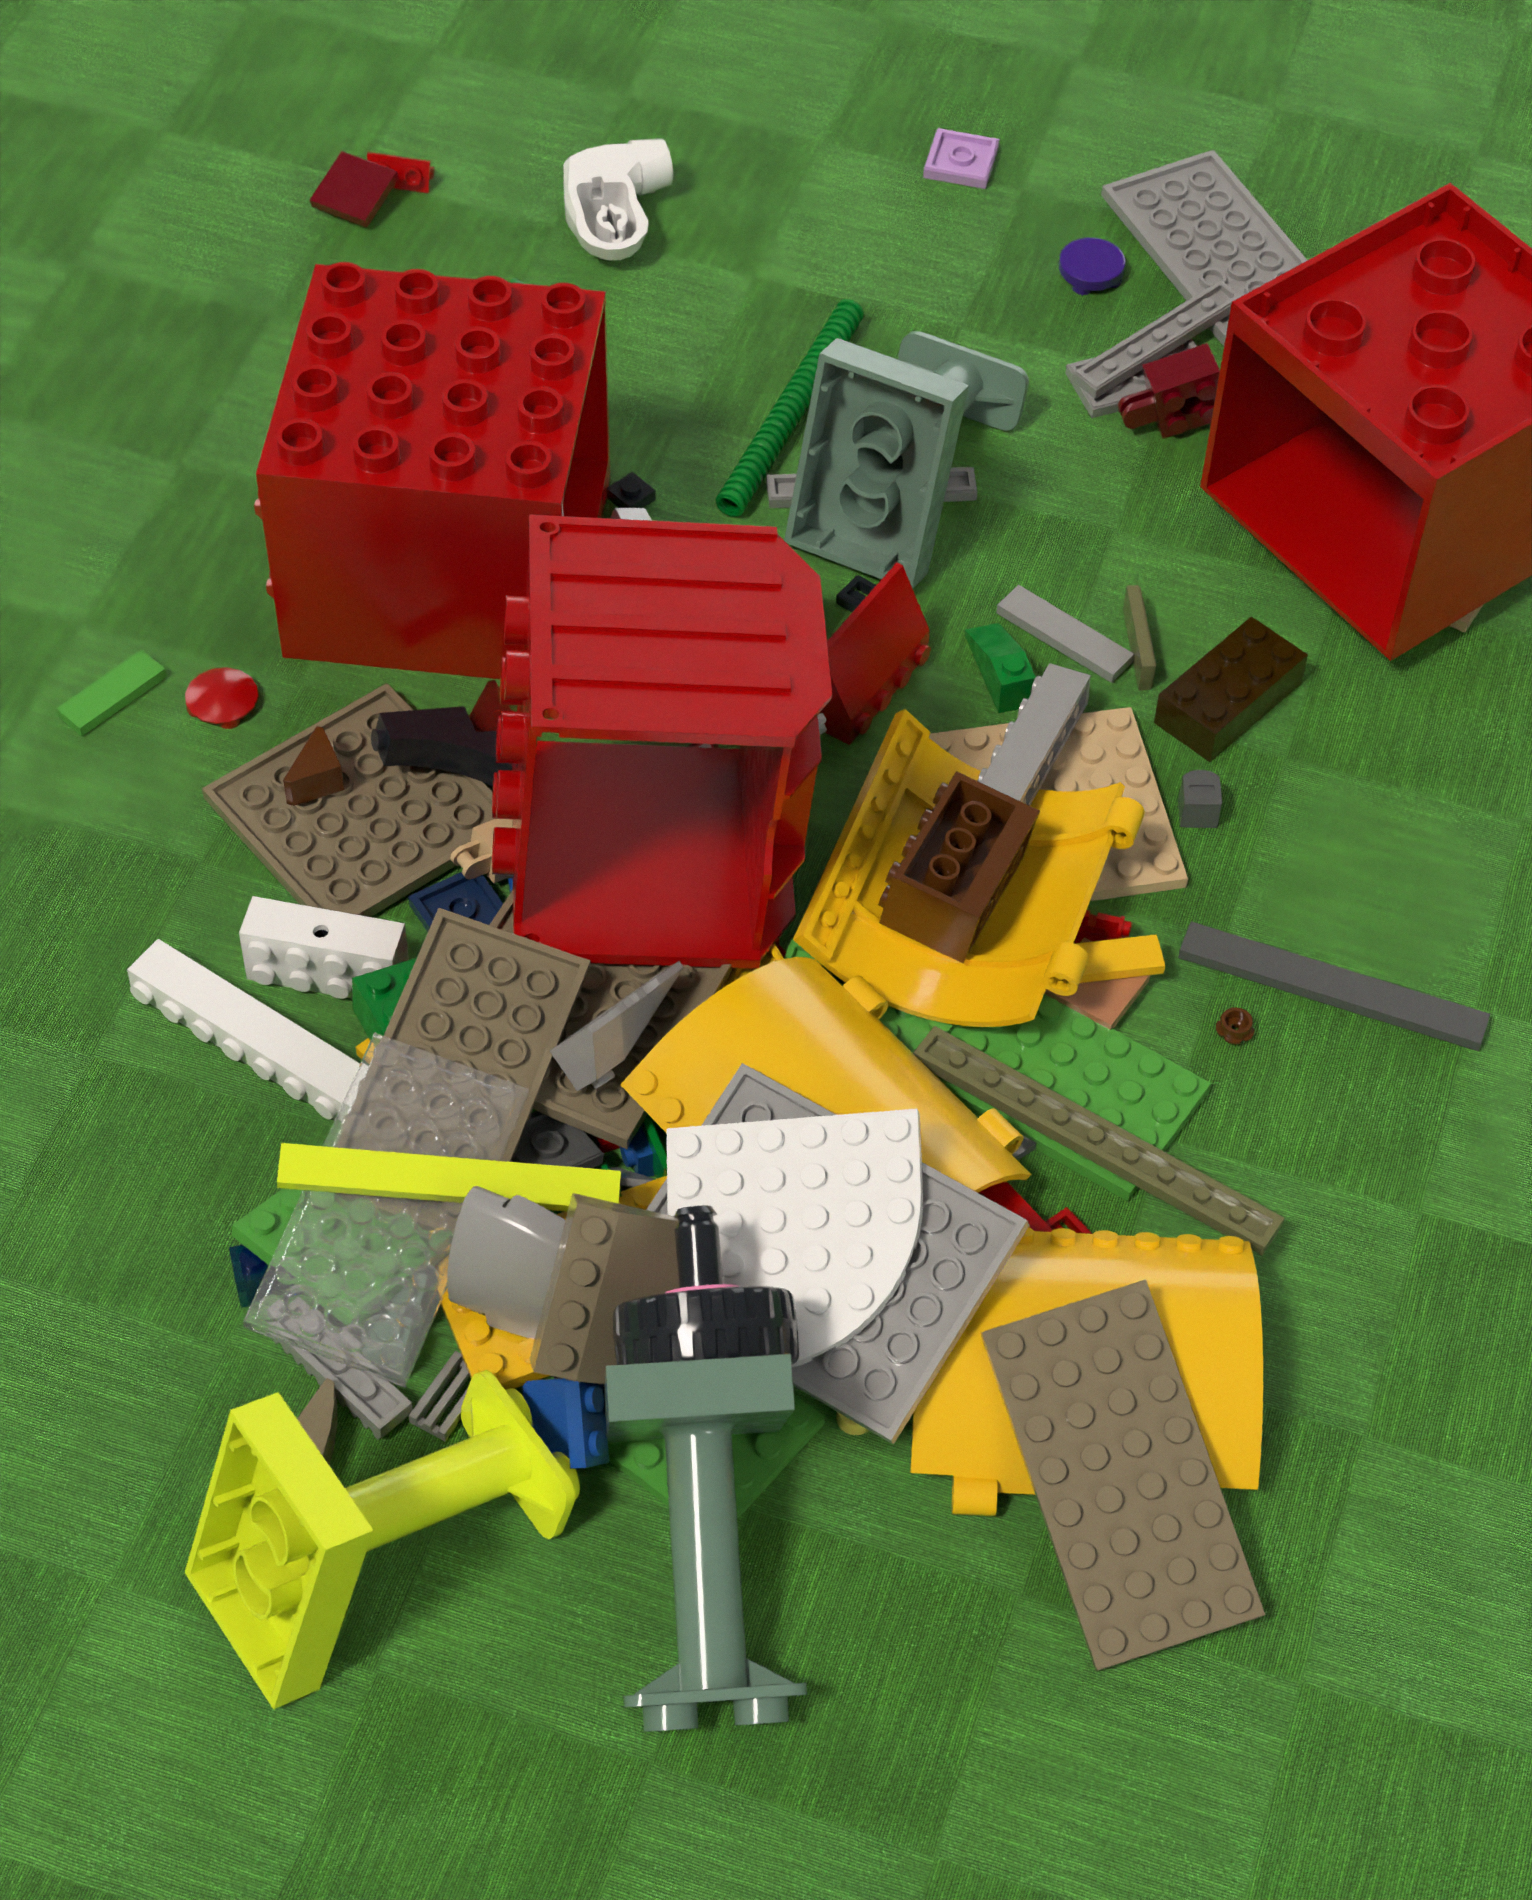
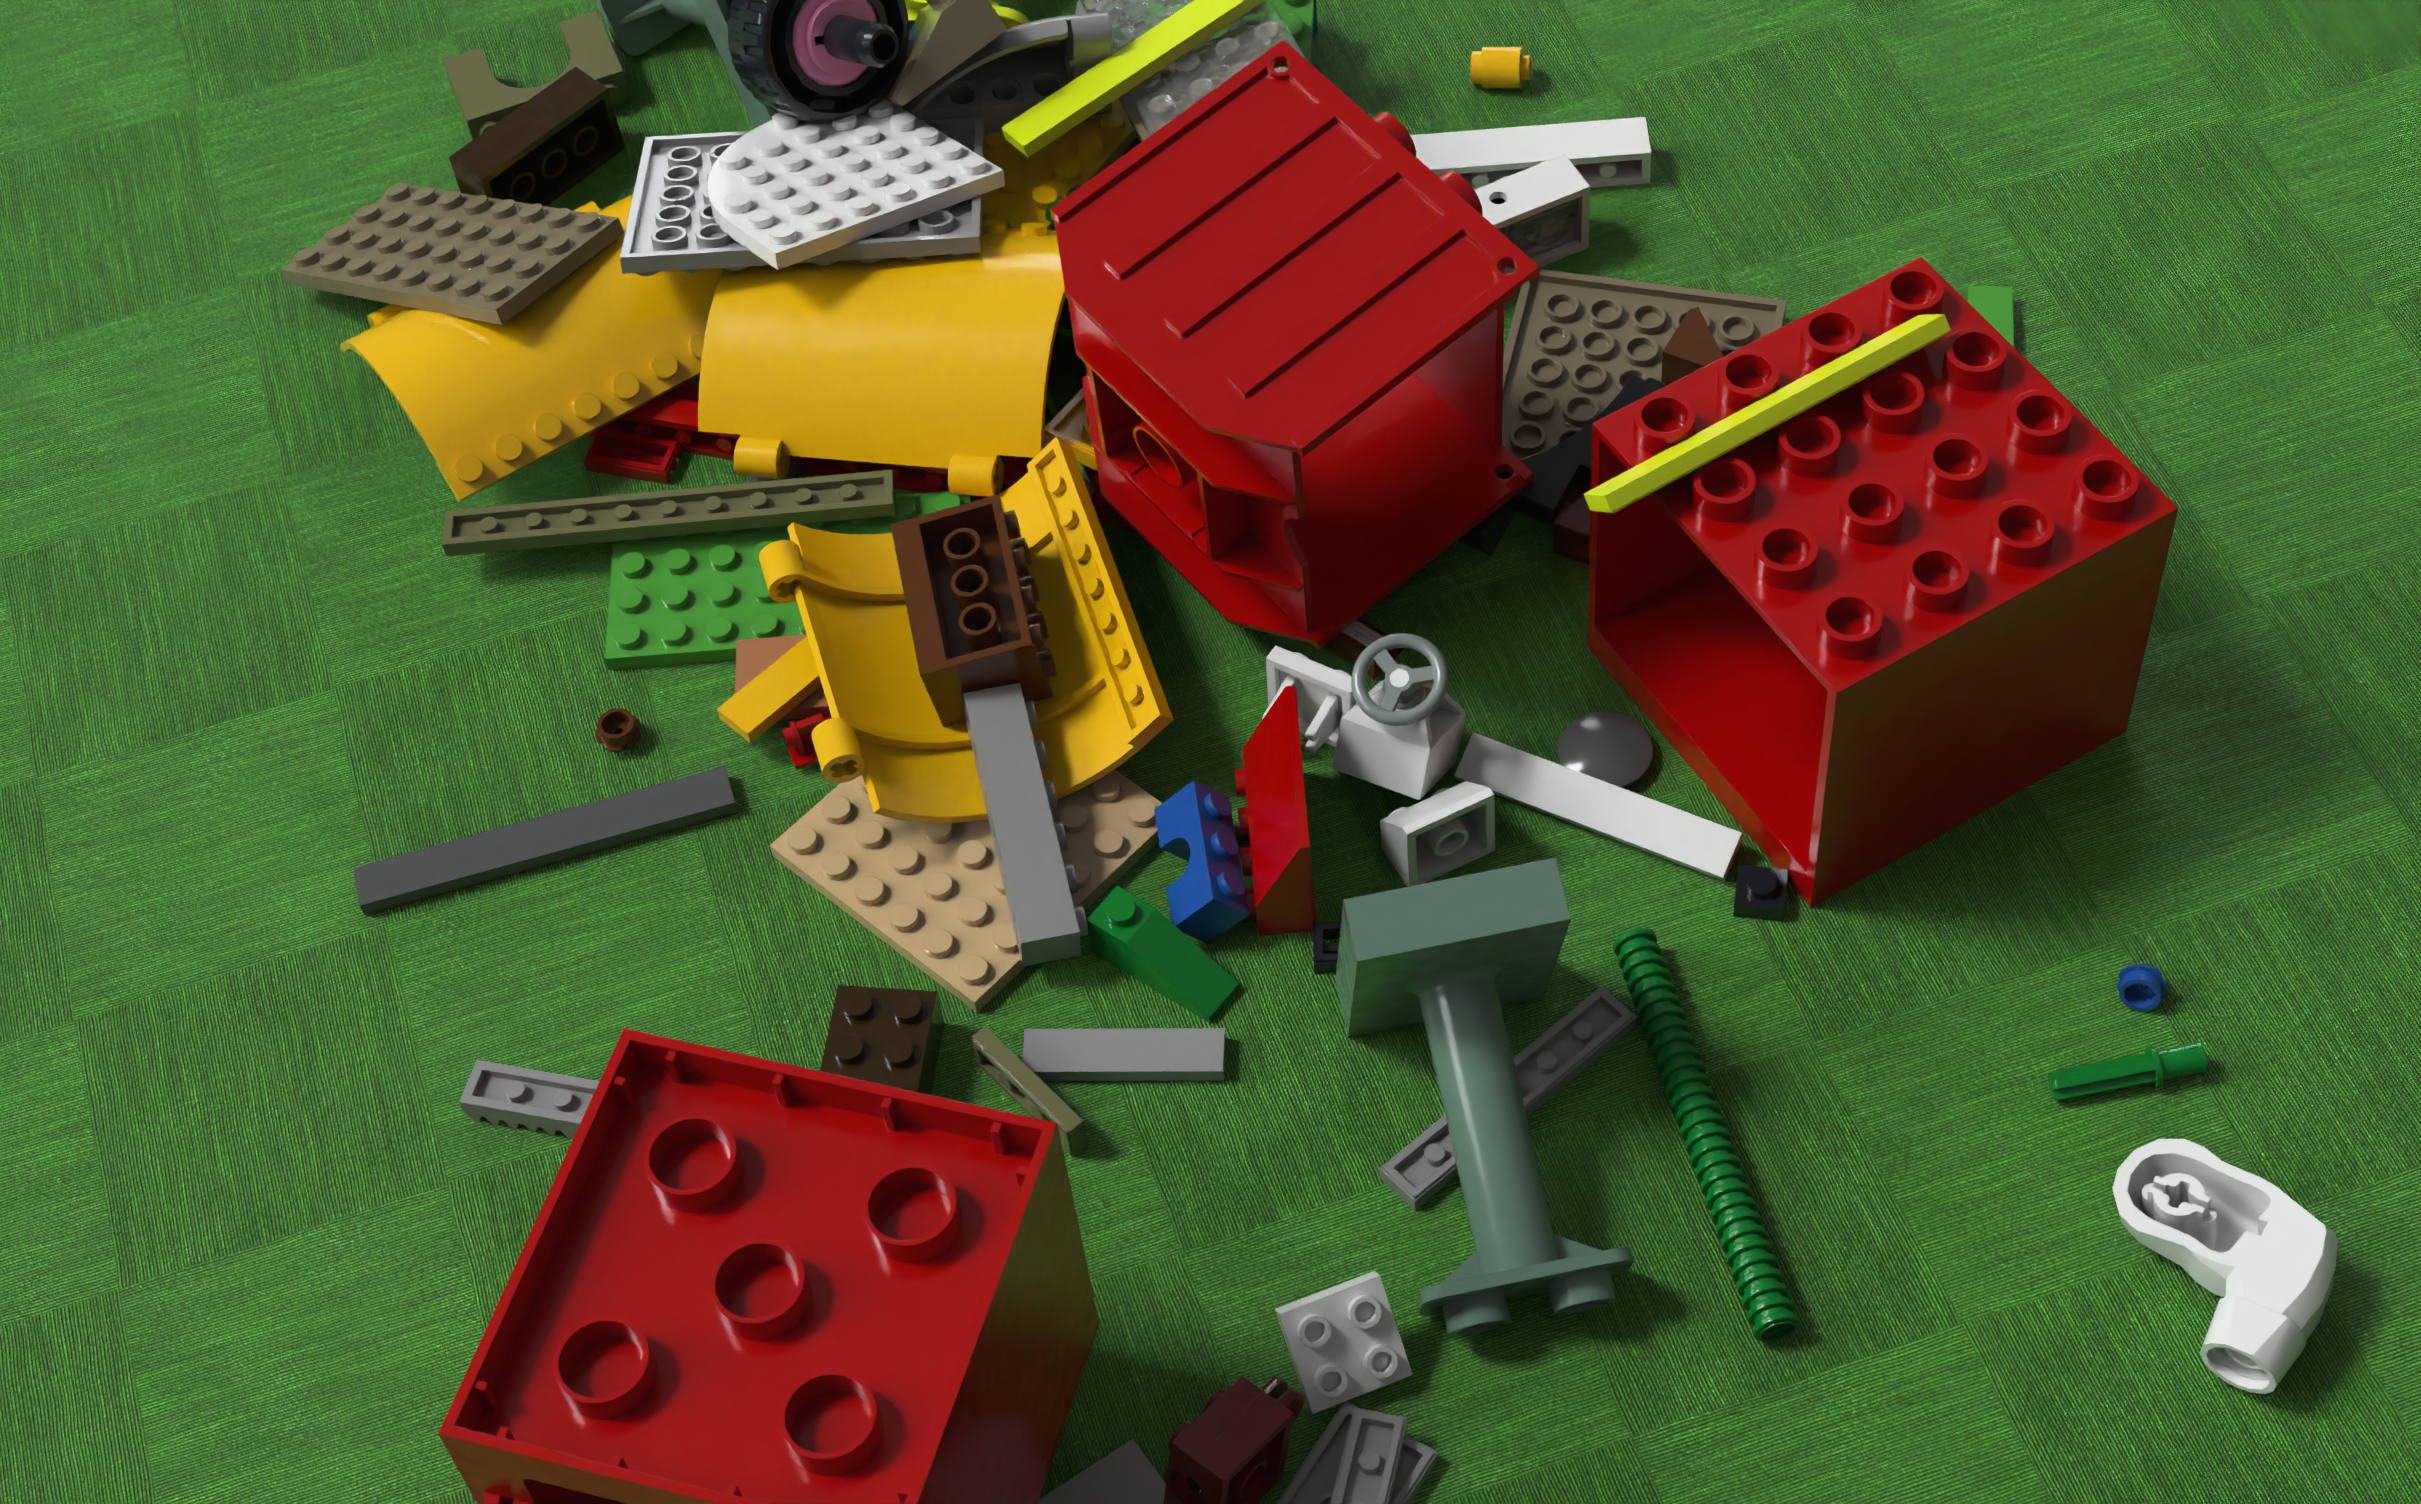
camera: 150 degrees right, 0 degrees up
(156, 1113) = (1500, 67): none -> yellow brick
(470, 418) = (1766, 413): none -> neon yellow tile
(860, 1657) = (488, 101): none -> olive arch
(945, 661) = (1211, 891): none -> blue arch
(967, 1576) = (543, 144): none -> dark brown brick
(1064, 405) = (1343, 1342): none -> white plate
(1199, 799) = (815, 934): dark grey piece -> none
(1425, 802) = (527, 1097): none -> light grey gear

